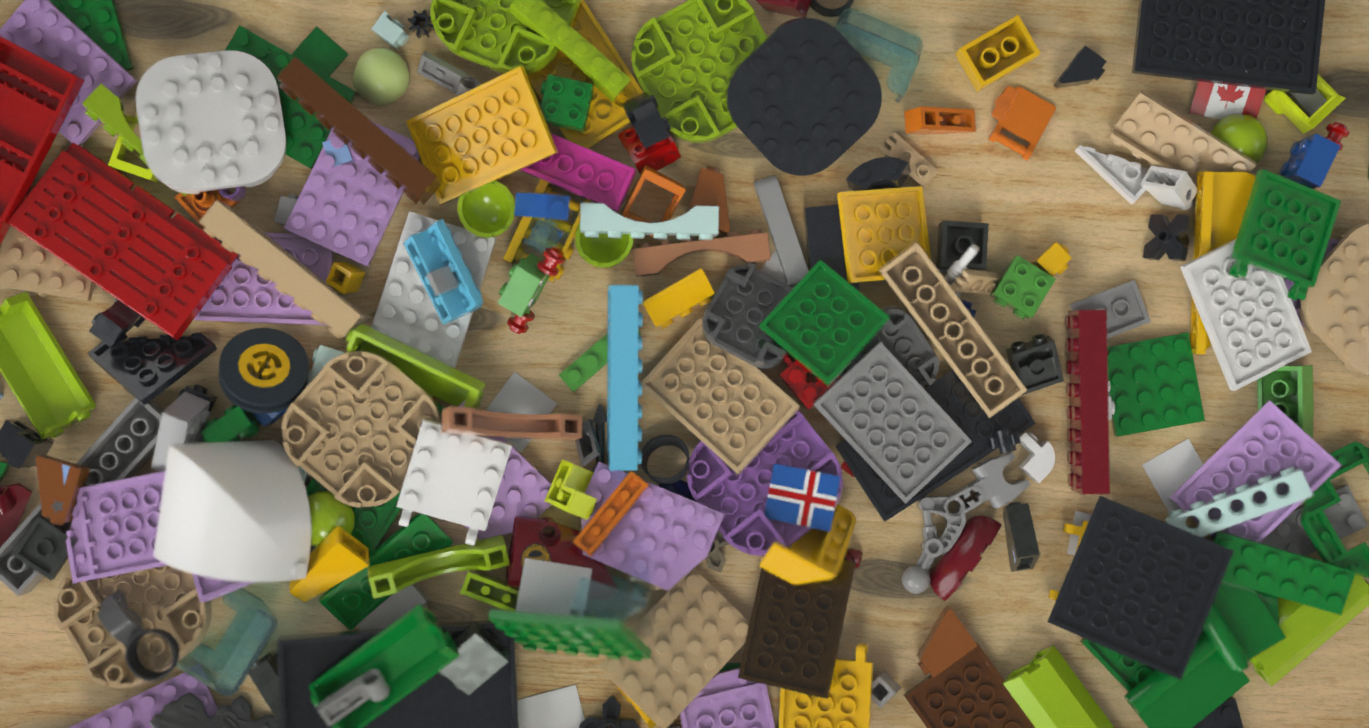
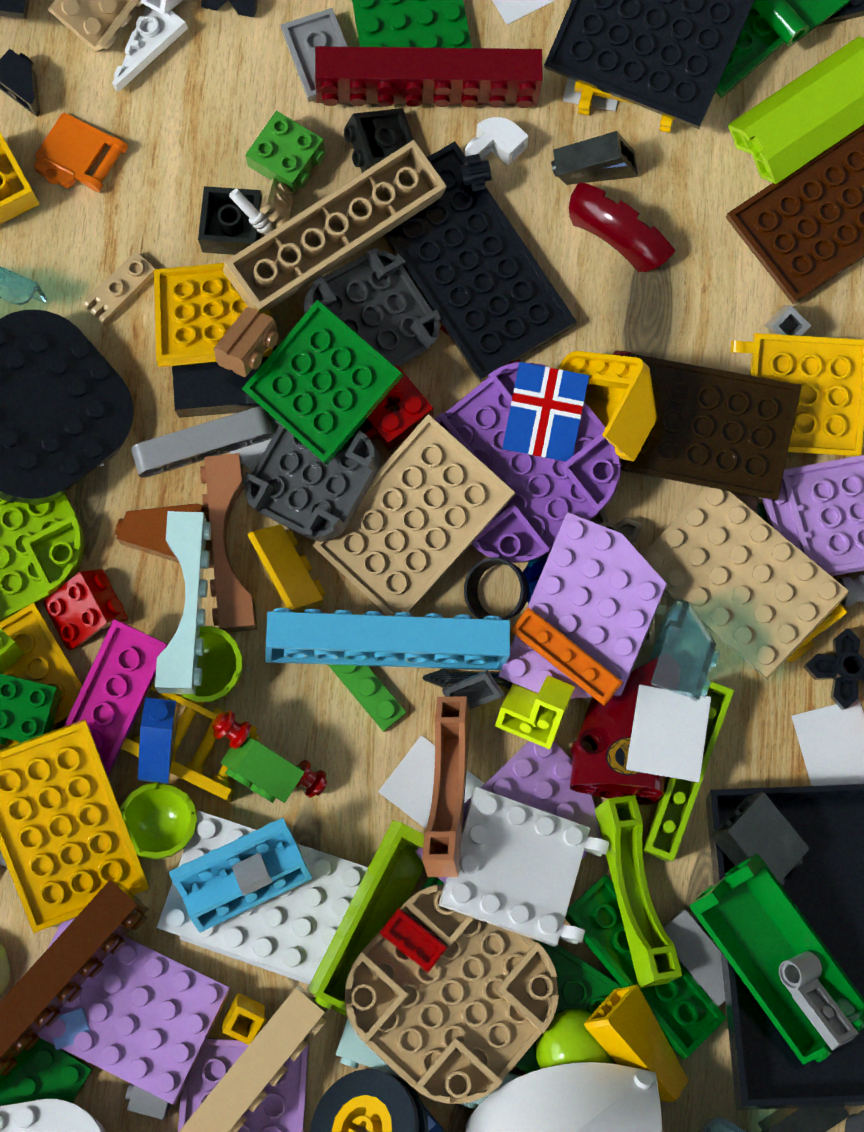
camera: 90 degrees left, 10 degrees down
(398, 400) = (413, 940): none -> red plate
(543, 236) = (198, 743): clear light blue brick -> none
(571, 634) = (726, 704): green plate -> none
(646, 119) = (49, 605): black brick -> none
(660, 180) = (162, 575): orange window -> none
(854, 262) = (246, 342): none -> medium nougat brick
(879, 174) = (136, 318): black brick -> none
(892, 422) = (450, 306): light grey plate -> none
(939, 120) = (72, 248): orange slope -> none
(945, 644) = (728, 252): dark orange slope -> none
(988, 486) = (533, 198): light grey piece -> none
(1053, 259) = (251, 115): yellow brick -> none

